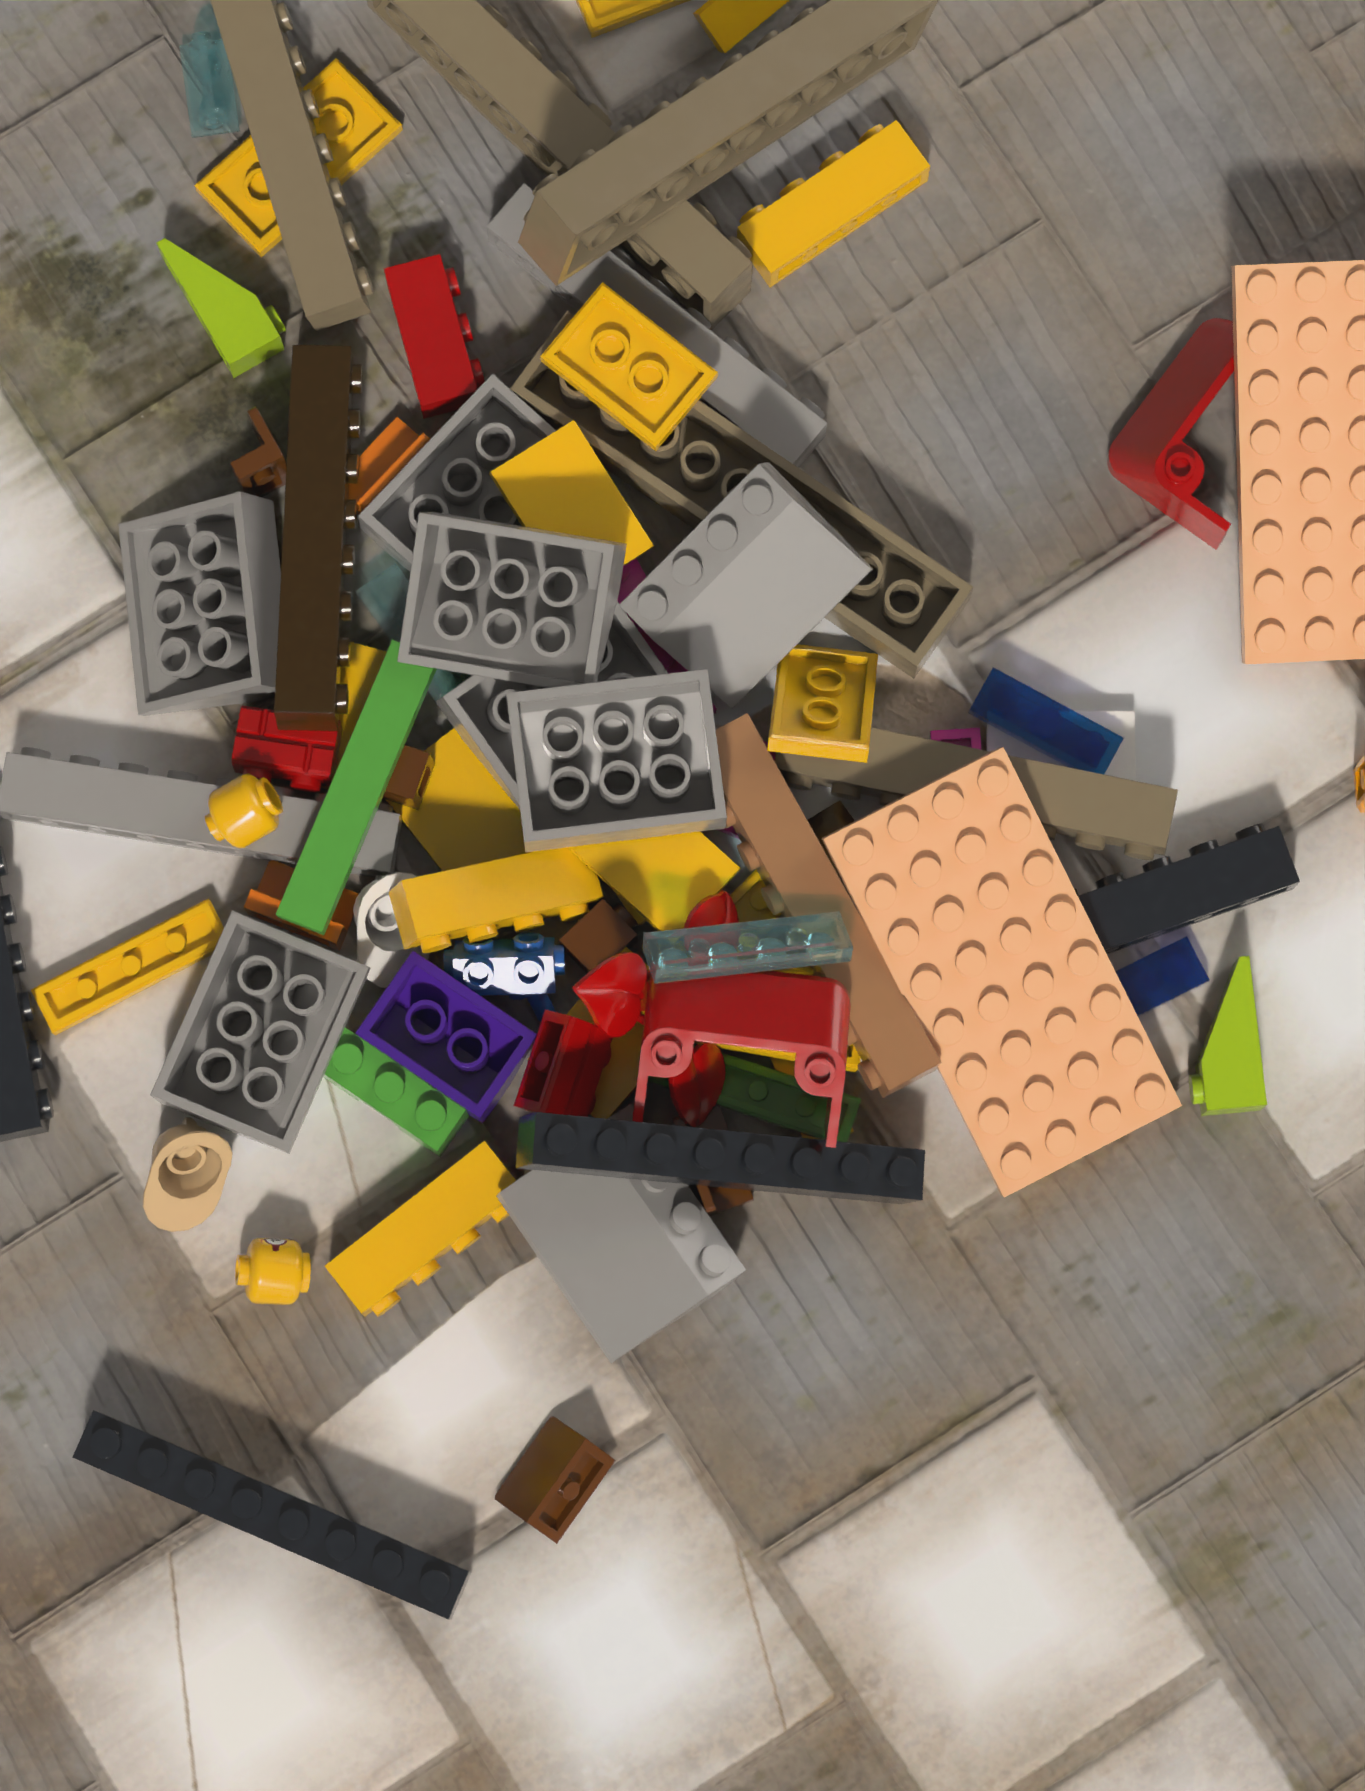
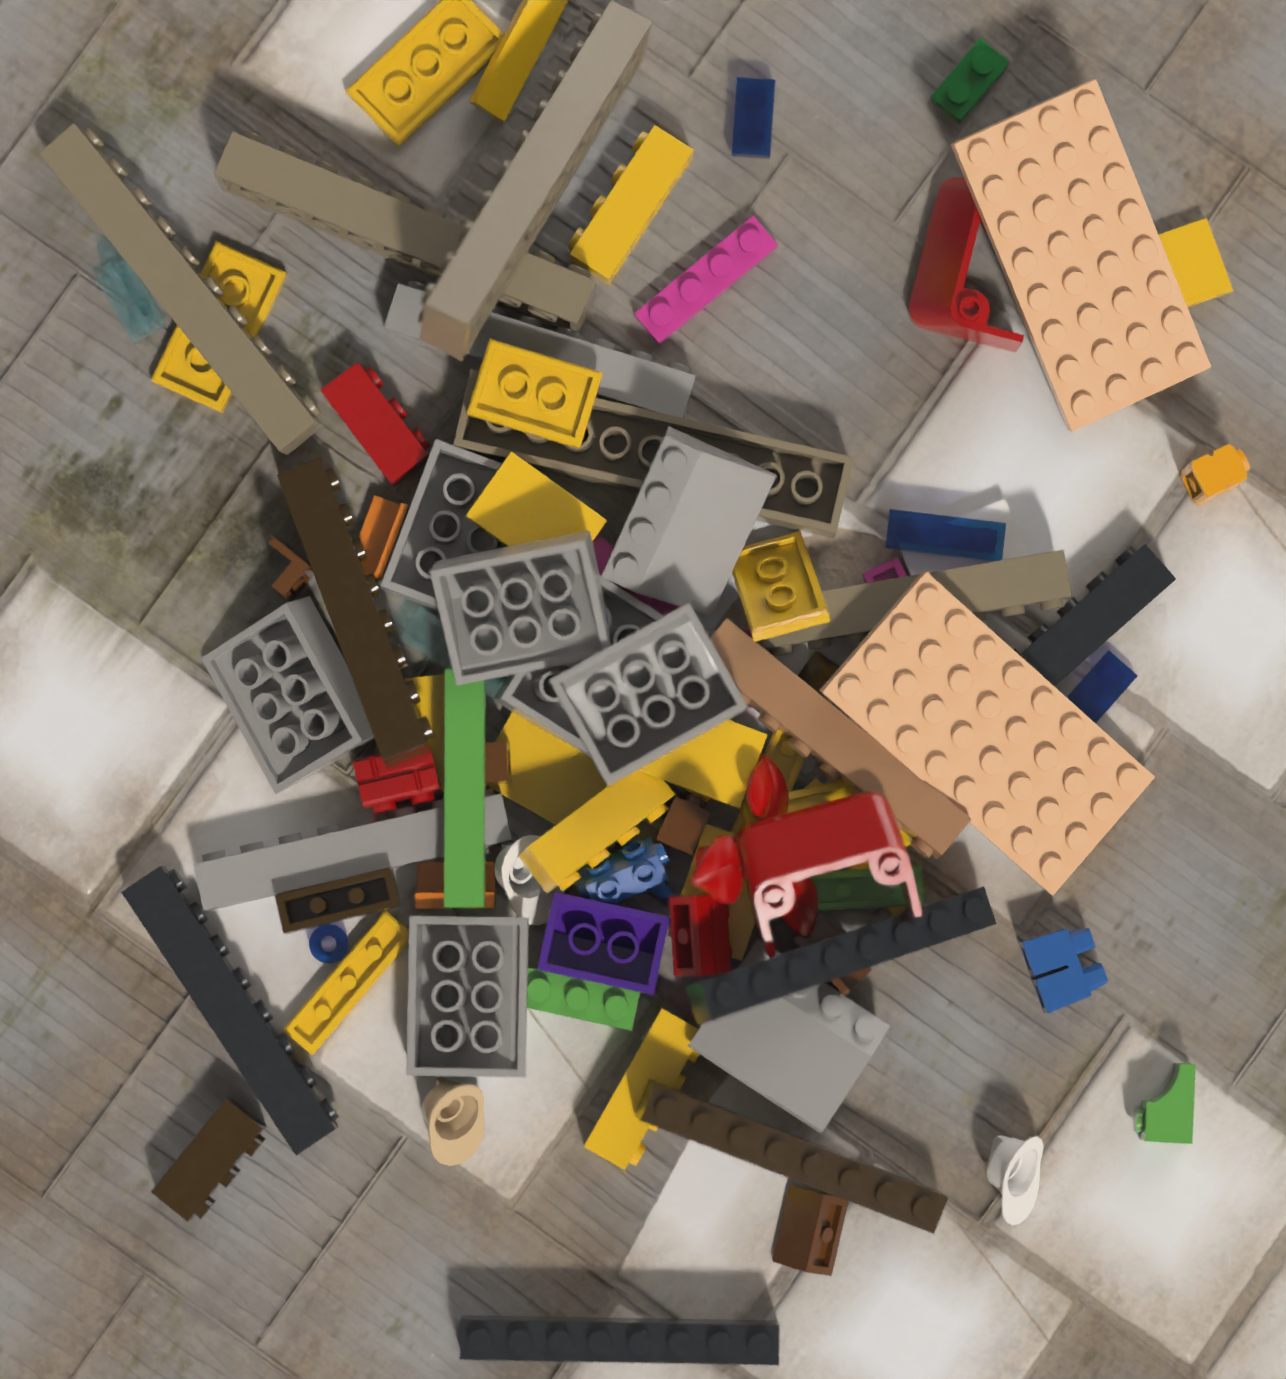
camera: 25 degrees left, 5 degrees up
(119, 898) = (318, 951): none -> clear blue plate
(157, 863) = (338, 900): none -> dark brown brick
(228, 312) = (219, 468): lime slope -> none
(243, 810) = (388, 839): yellow head -> none
(273, 1271) = (546, 1164): yellow head -> none
(566, 1377) = (791, 1156): none -> dark brown brick
(747, 947) = (799, 795): clear light blue plate -> none
(827, 1509) = (1016, 1174): none -> white piece
(885, 324) = (706, 280): none -> dark pink plate
(984, 1264) = (1070, 983): none -> blue hips
(1015, 160) = (753, 118): none -> clear blue plate
(1041, 1514) = (1171, 1113): none -> bright green arch
(1230, 1062) = (1174, 724): lime slope -> none
(1287, 217) = (969, 80): none -> green plate

